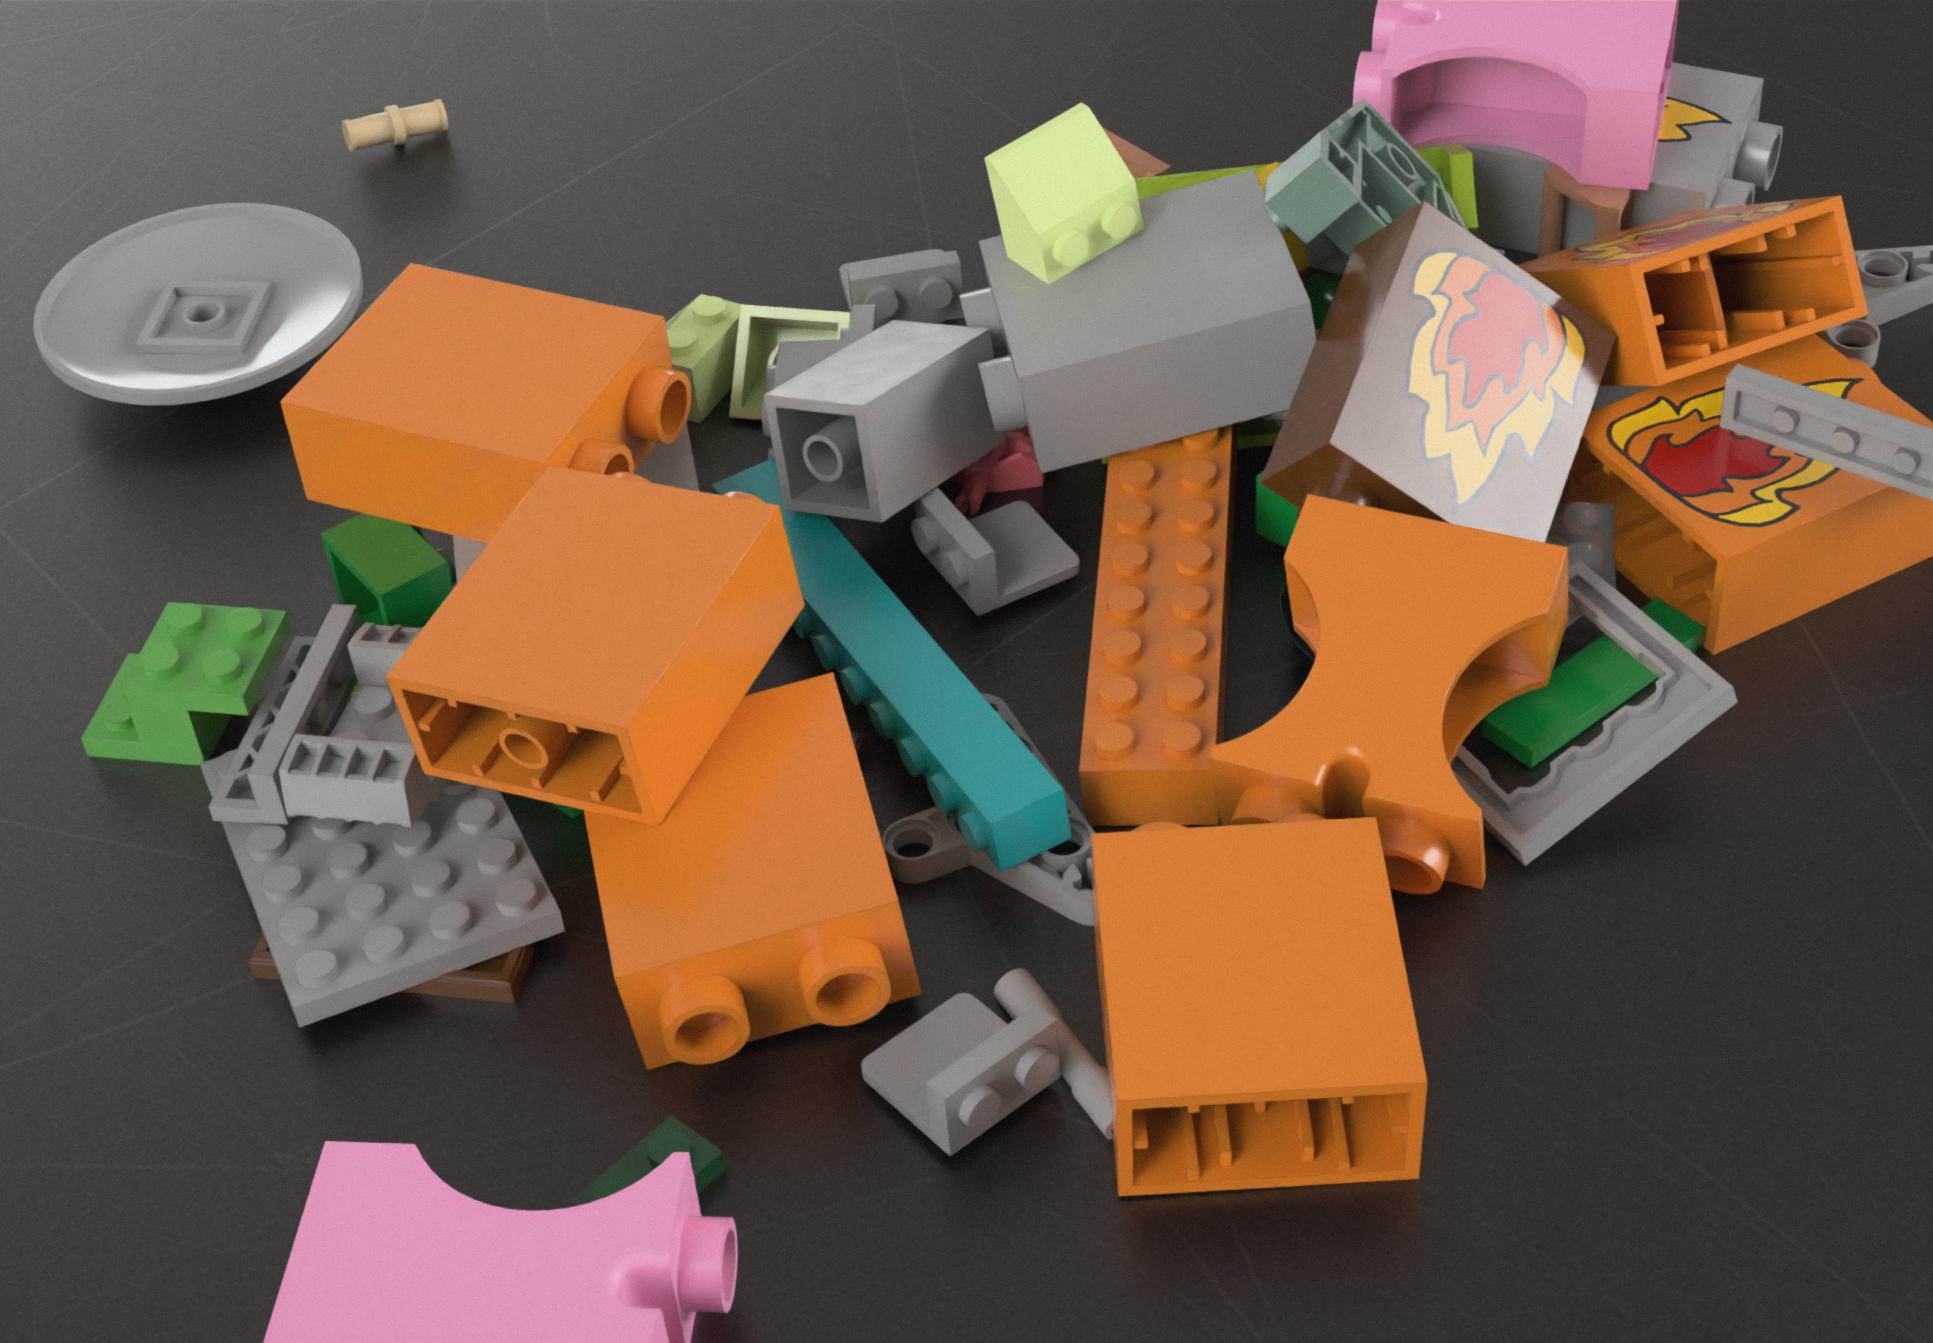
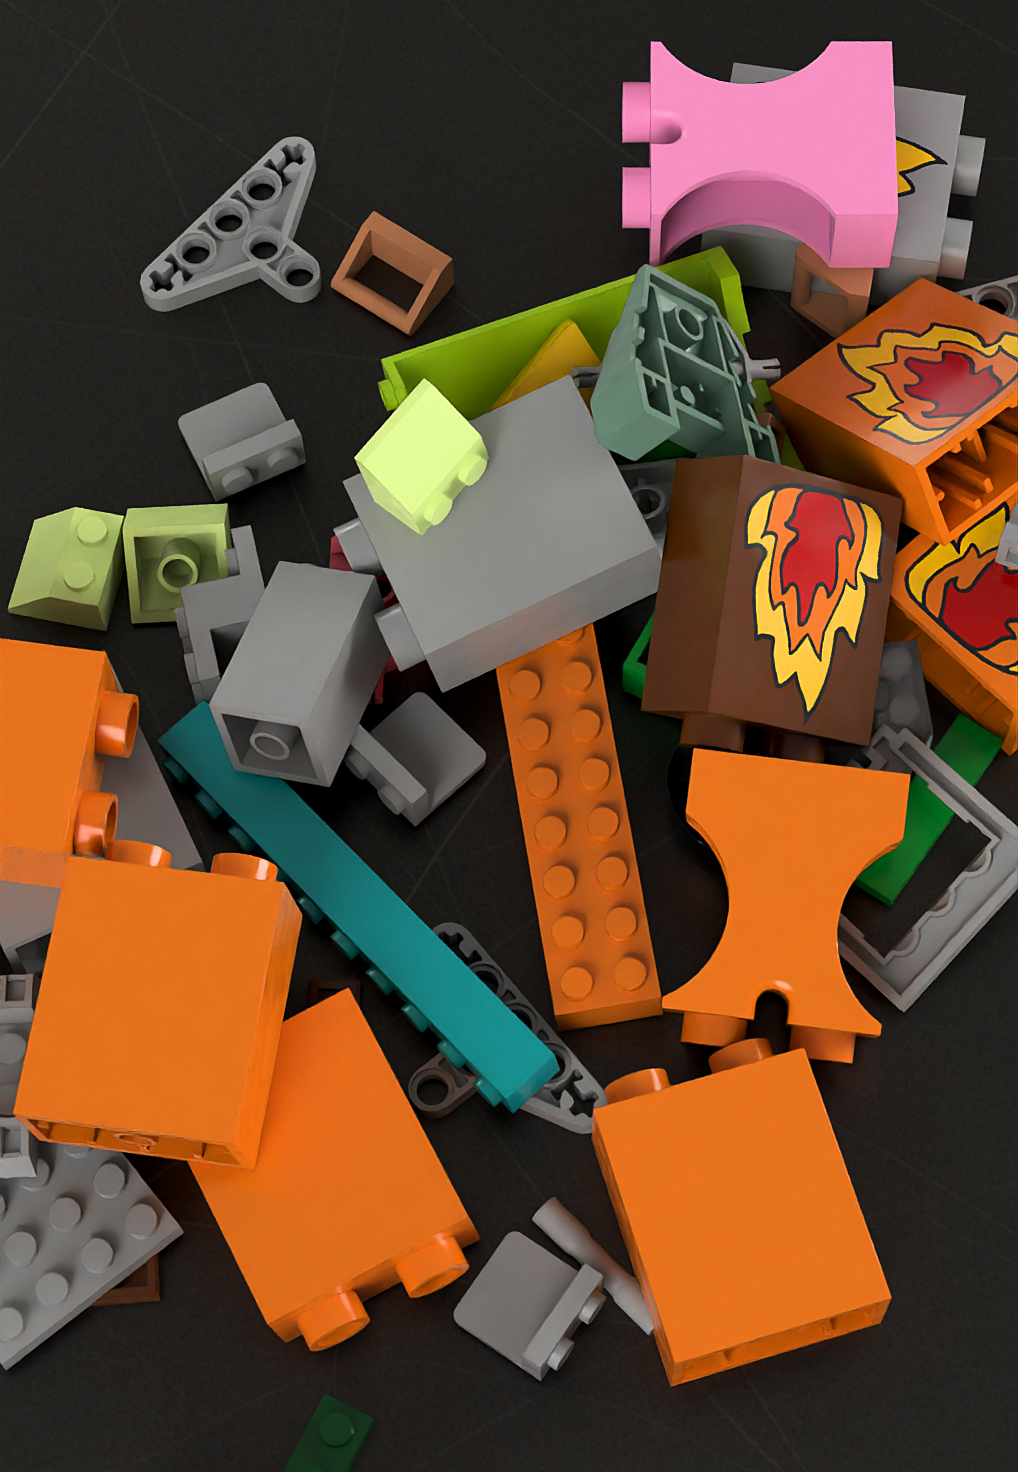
camera: 15 degrees left, 25 degrees up
(950, 149) = (230, 254): none -> light grey beam

